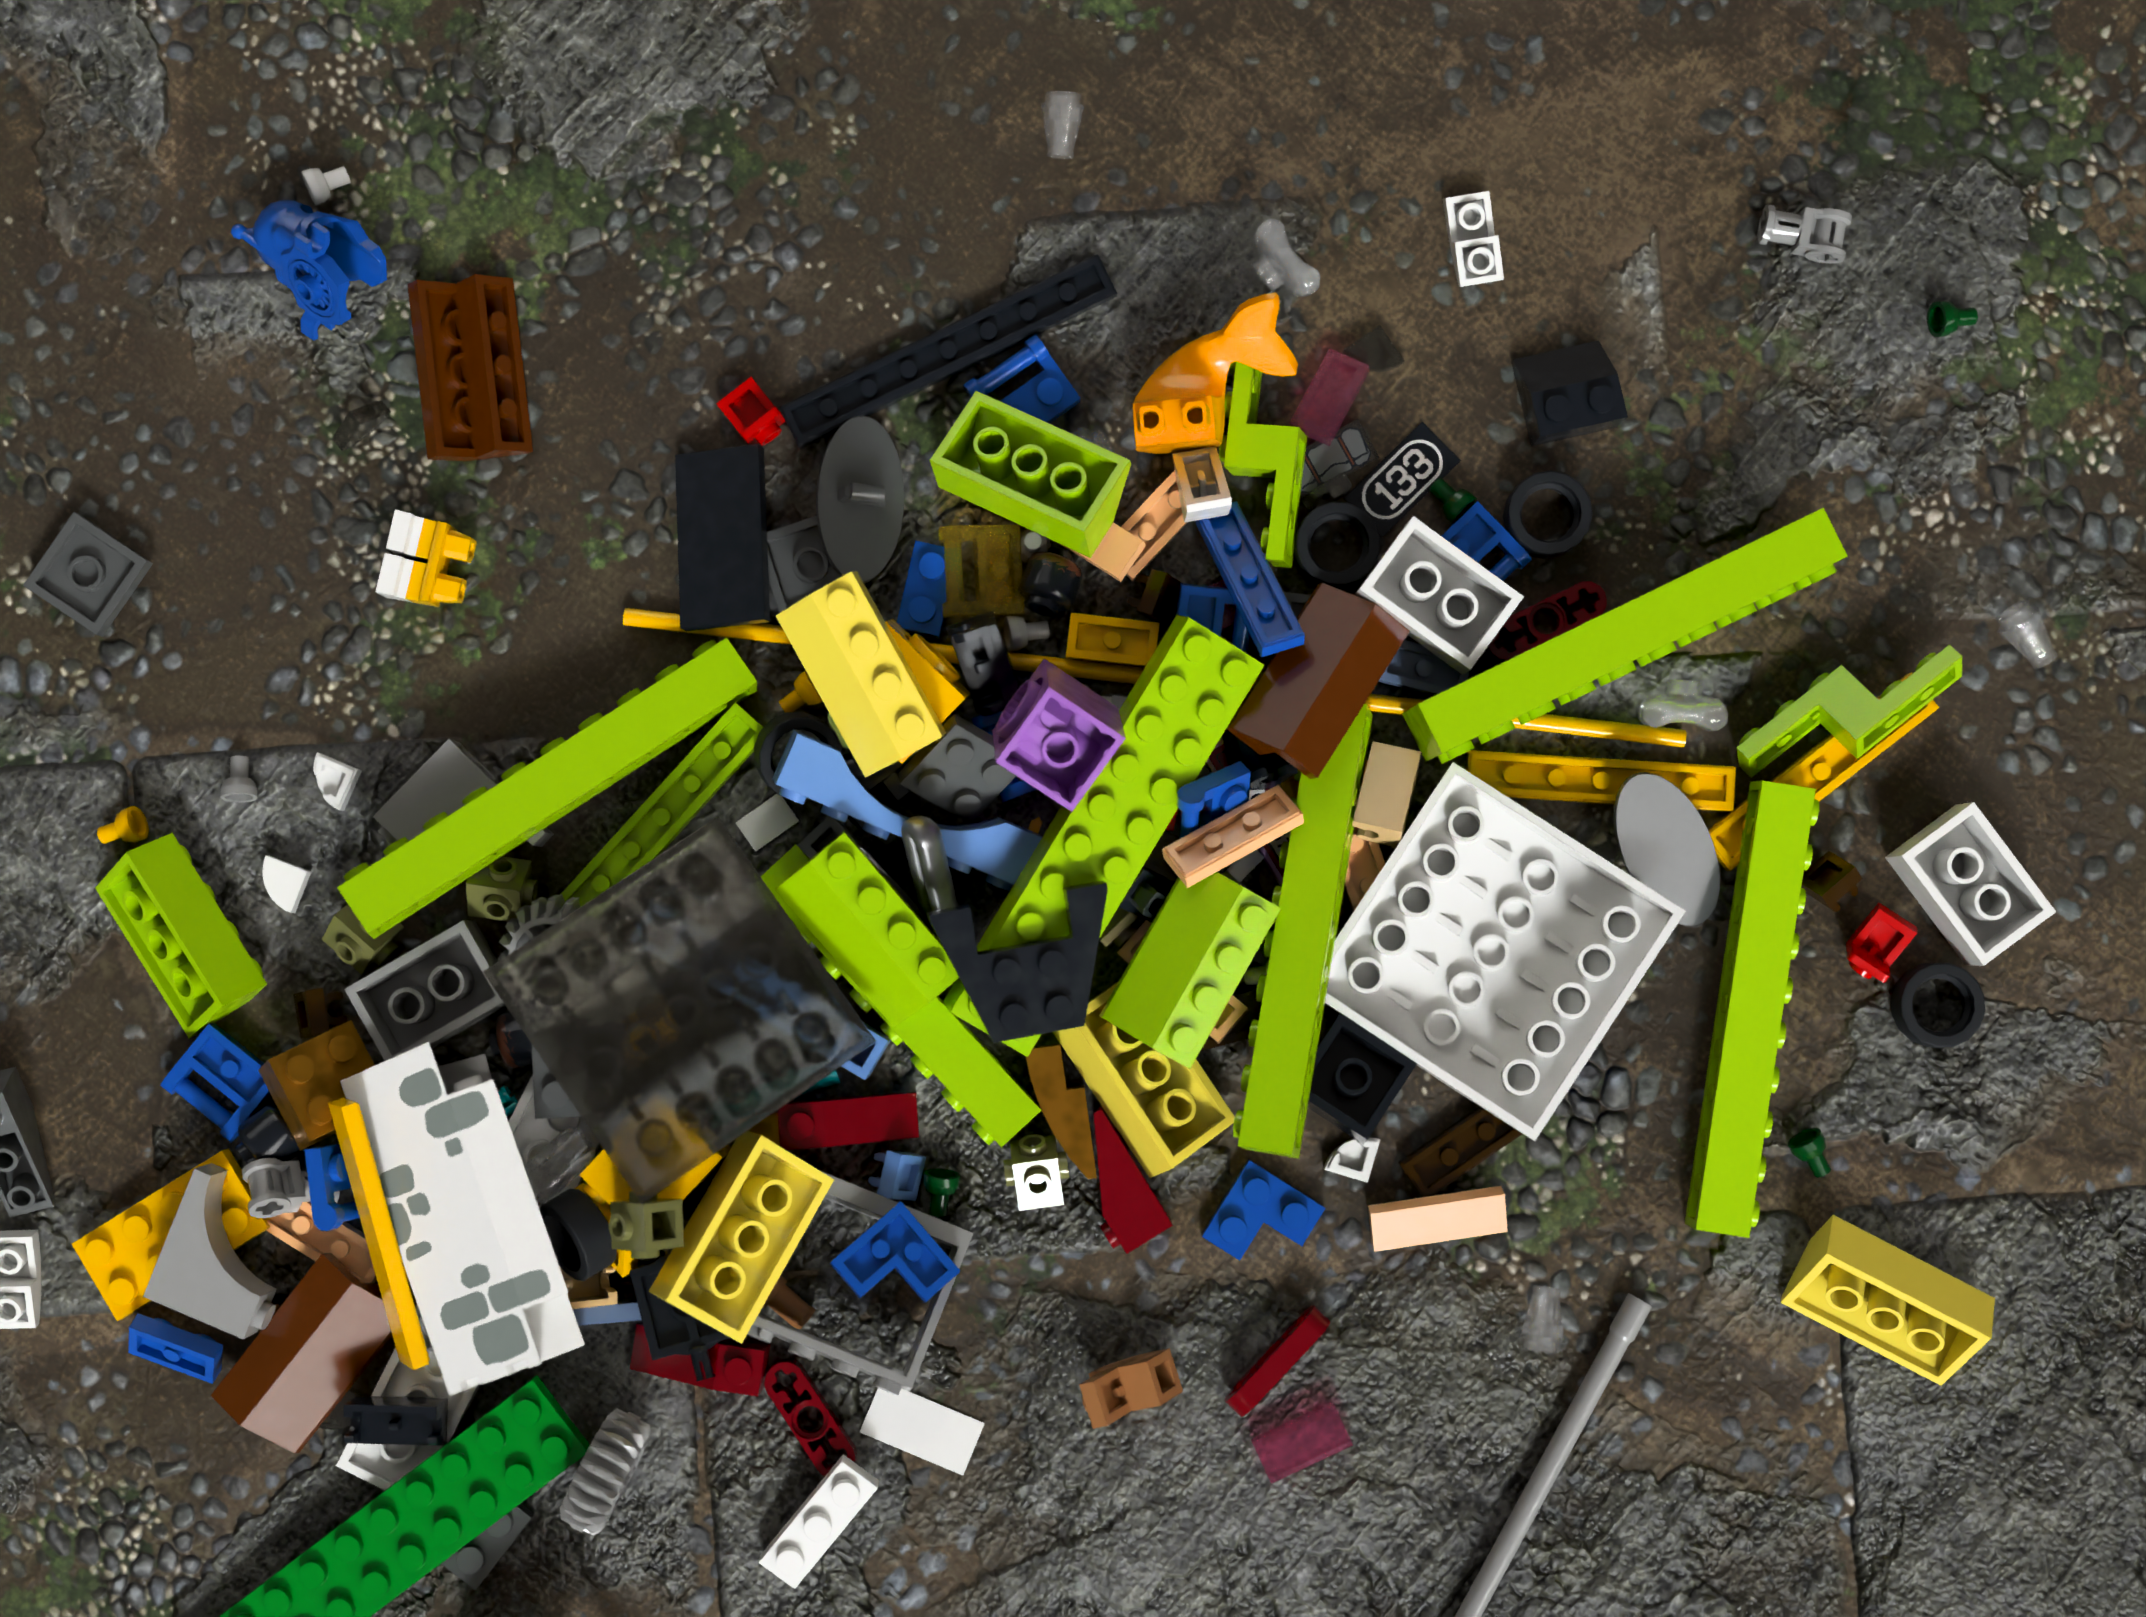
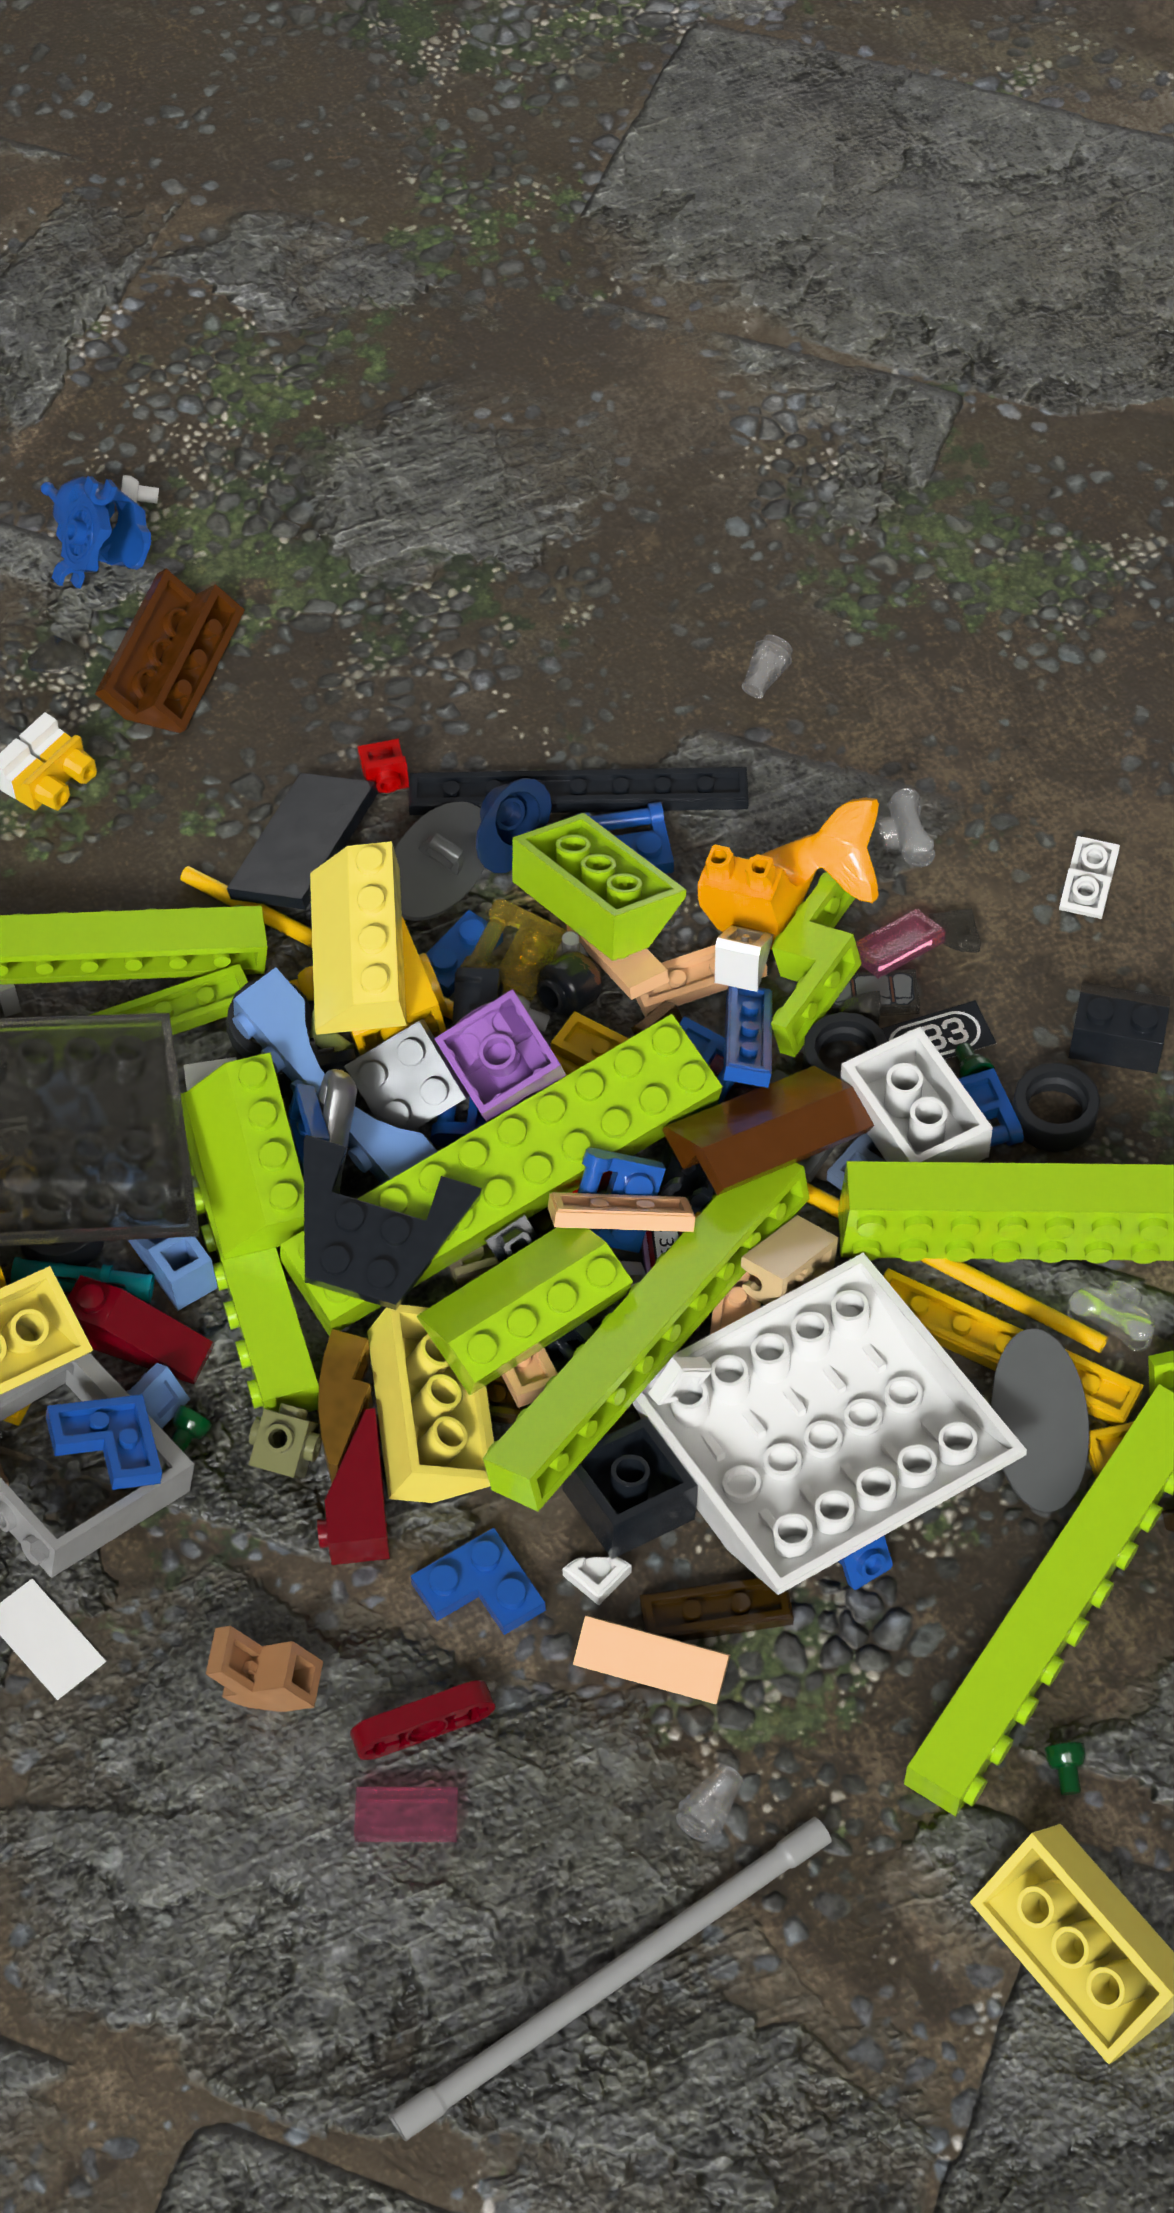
camera: 30 degrees right, 30 degrees down
(906, 428) = (506, 814): none -> dark blue piece
(908, 877) = (309, 1122): none -> blue tile
(1359, 973) = (677, 1376): none -> white tile

